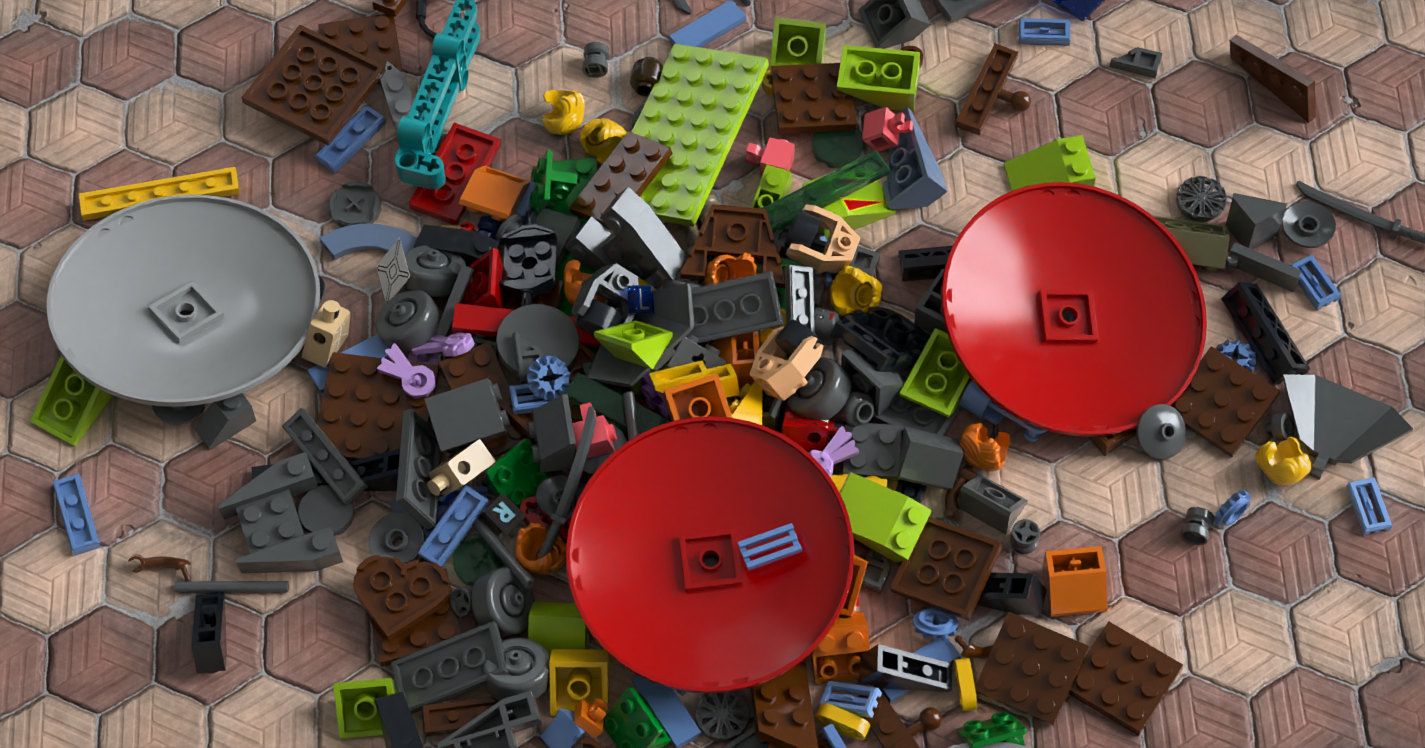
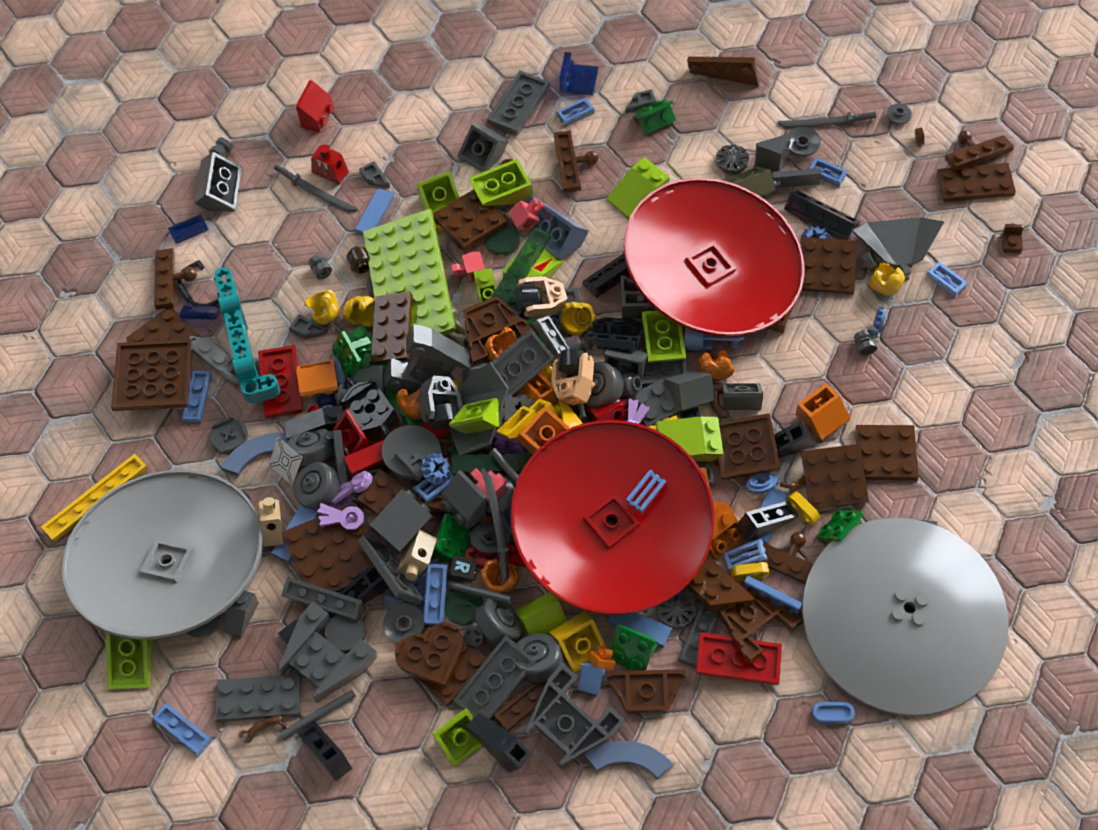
camera: 30 degrees left, 0 degrees up
(181, 528) = (258, 698): none -> dark grey plate
(415, 37) = (199, 312): none -> clear blue tile
(530, 126) = (306, 328): none -> dark grey tile
(640, 299) = (460, 390): clear blue tile -> none
(1025, 529) = (776, 399): dark grey wheel -> none
(1140, 91) = (655, 116): none -> green bracket
(1152, 435) = (807, 300): dark grey dish -> none

